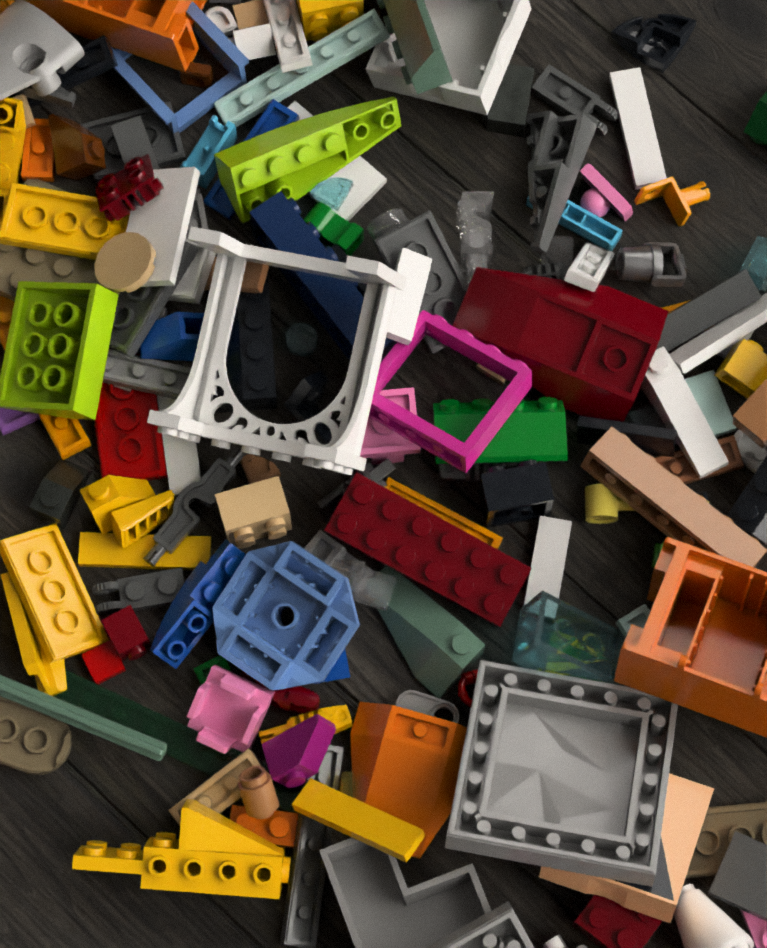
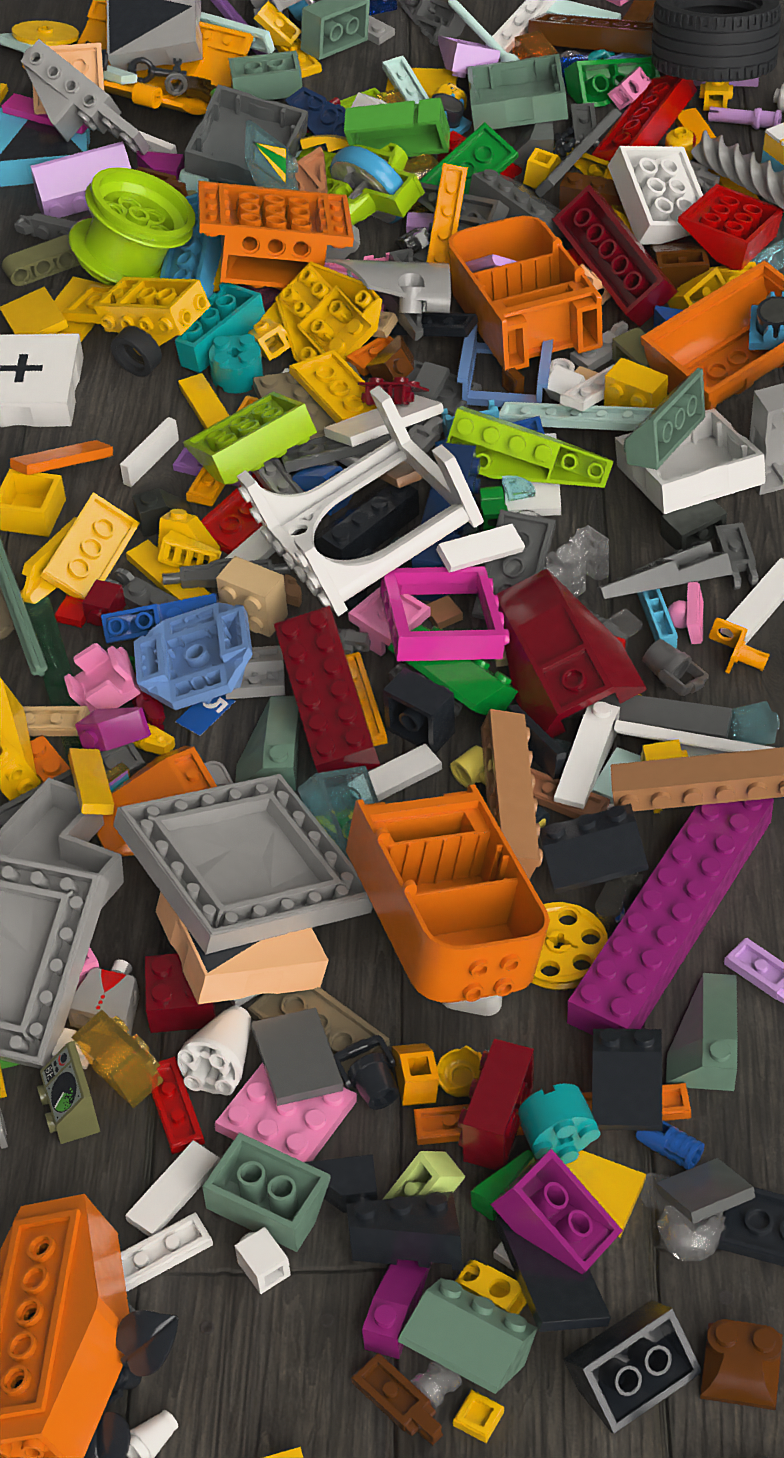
camera: 50 degrees right, 25 degrees down
(125, 262) = (340, 418): tan tile -> none
(258, 792) = (59, 728): medium nougat brick -> none
(366, 584) = (266, 685): clear slope -> none
(409, 375) = (444, 612): none -> medium nougat tile
(589, 266) = (622, 627): white tile -> none

